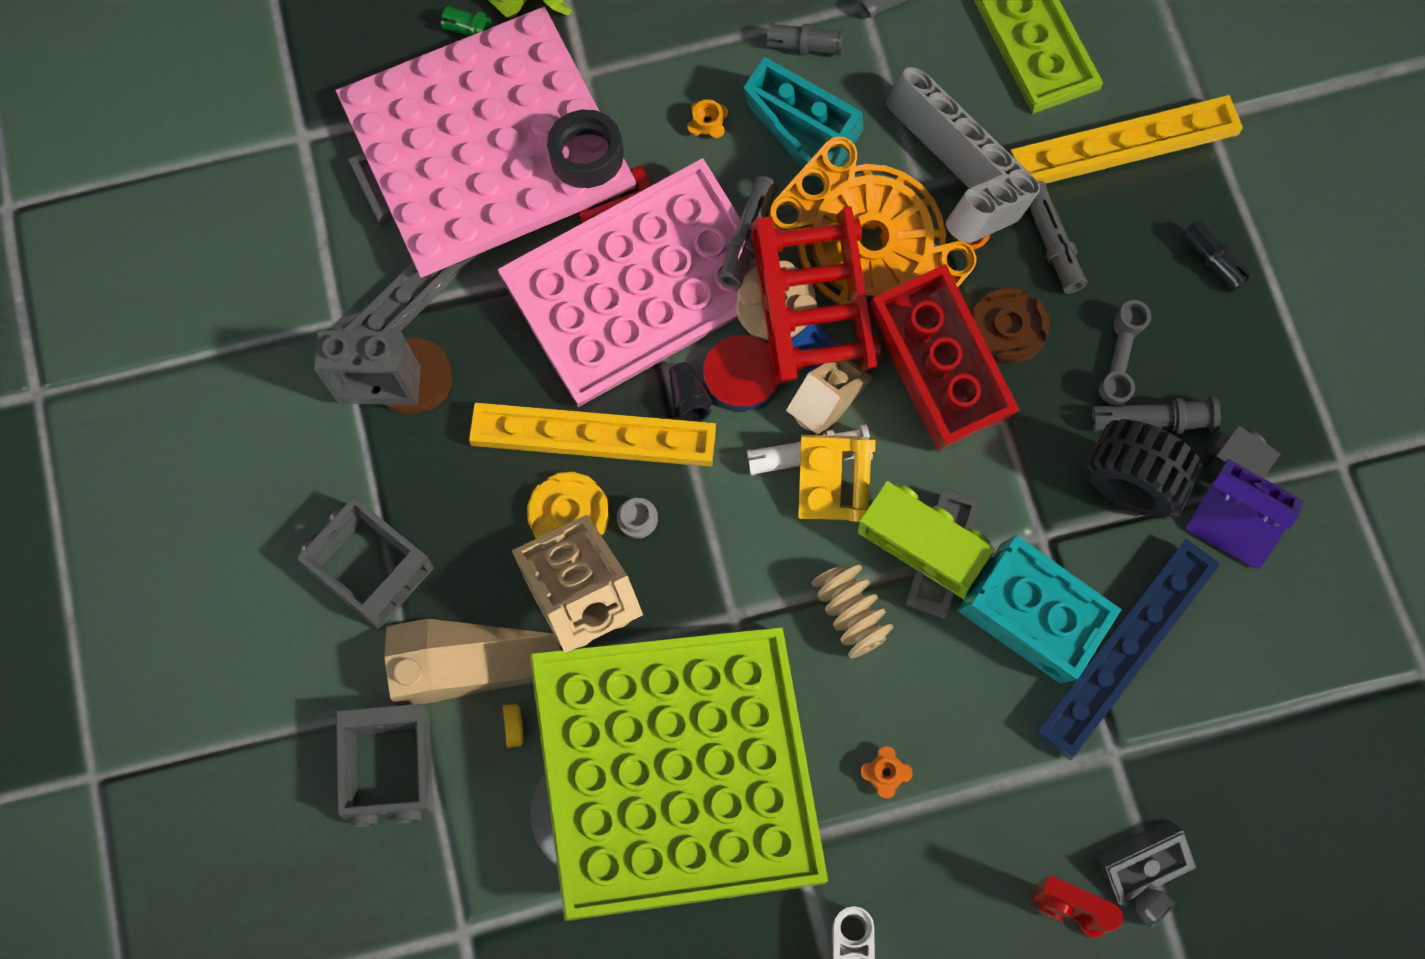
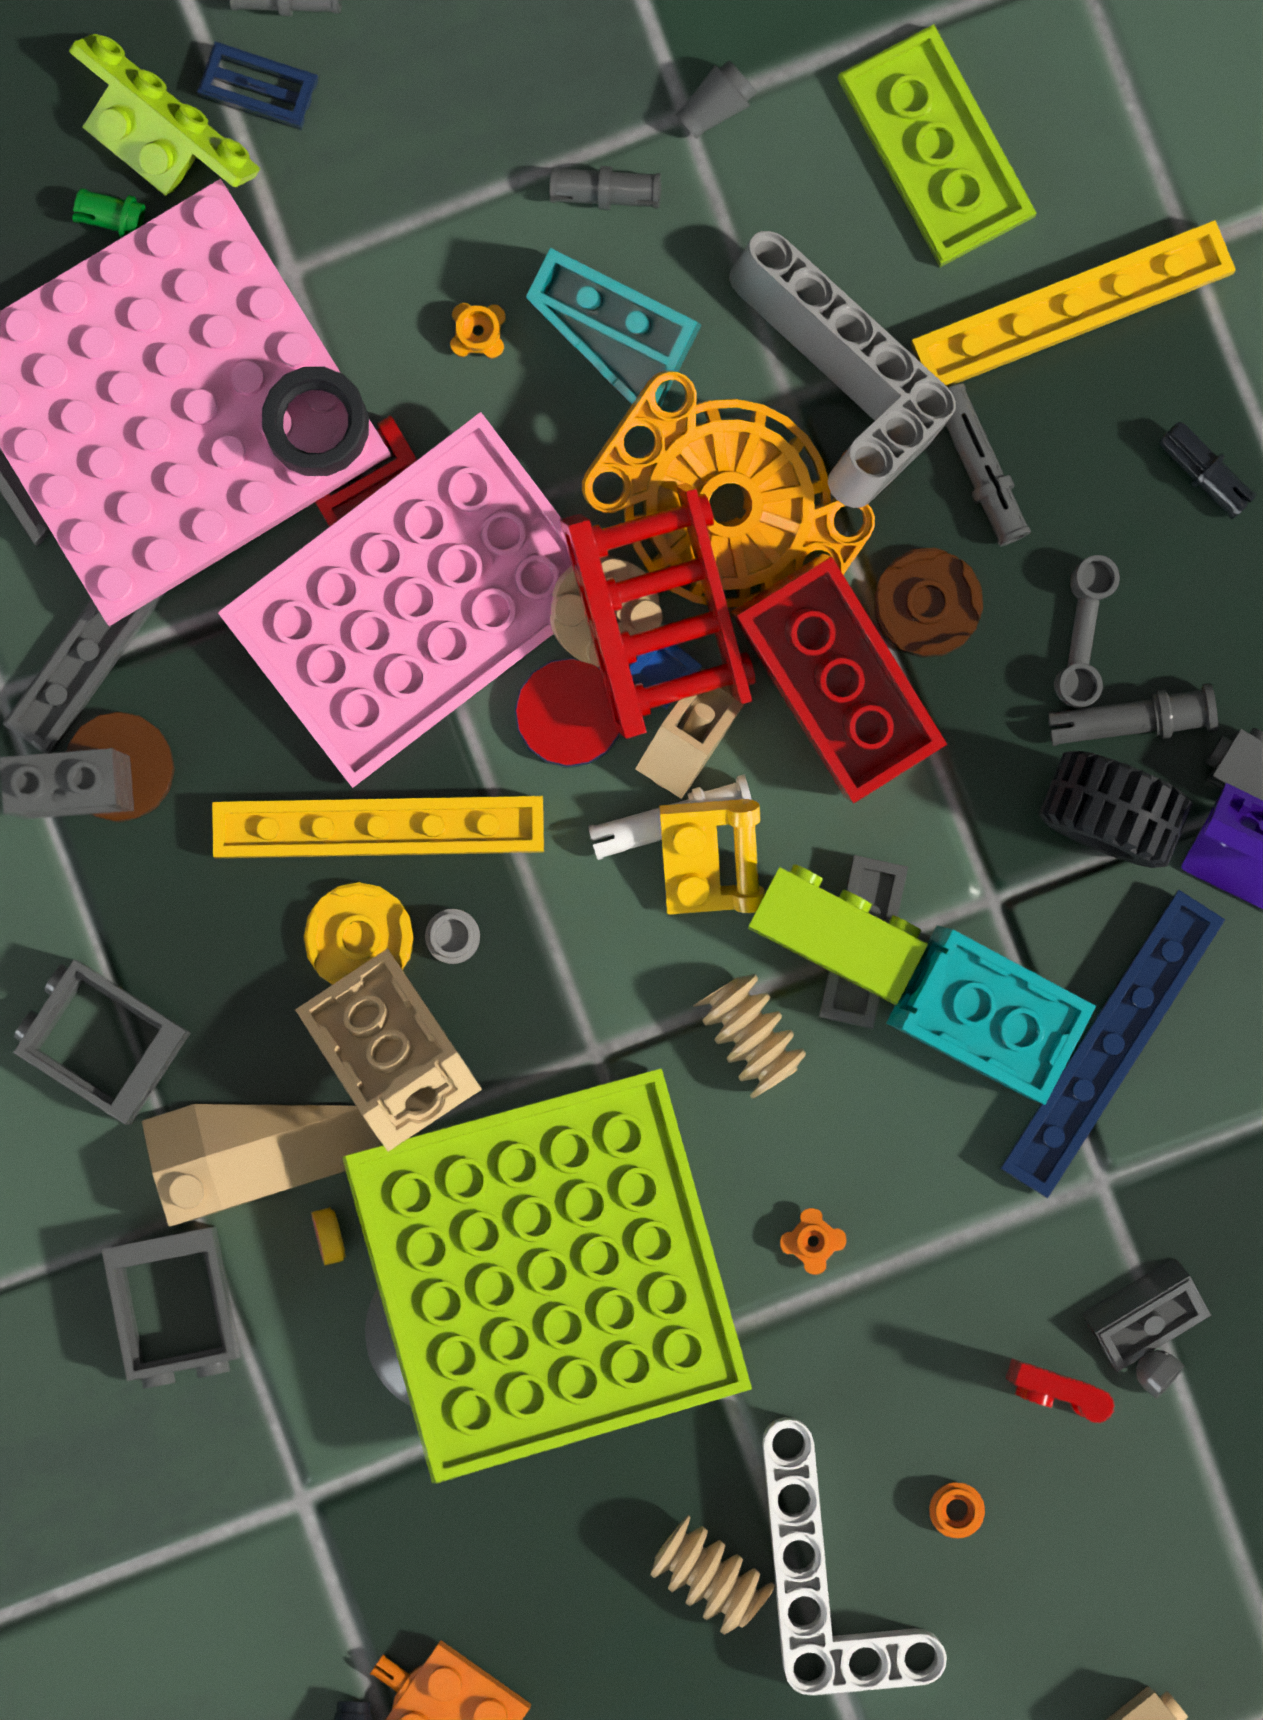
camera: 10 degrees left, 15 degrees up
(688, 394) = (500, 755): black cone -> none
(734, 268) = (559, 503): dark grey pin -> none

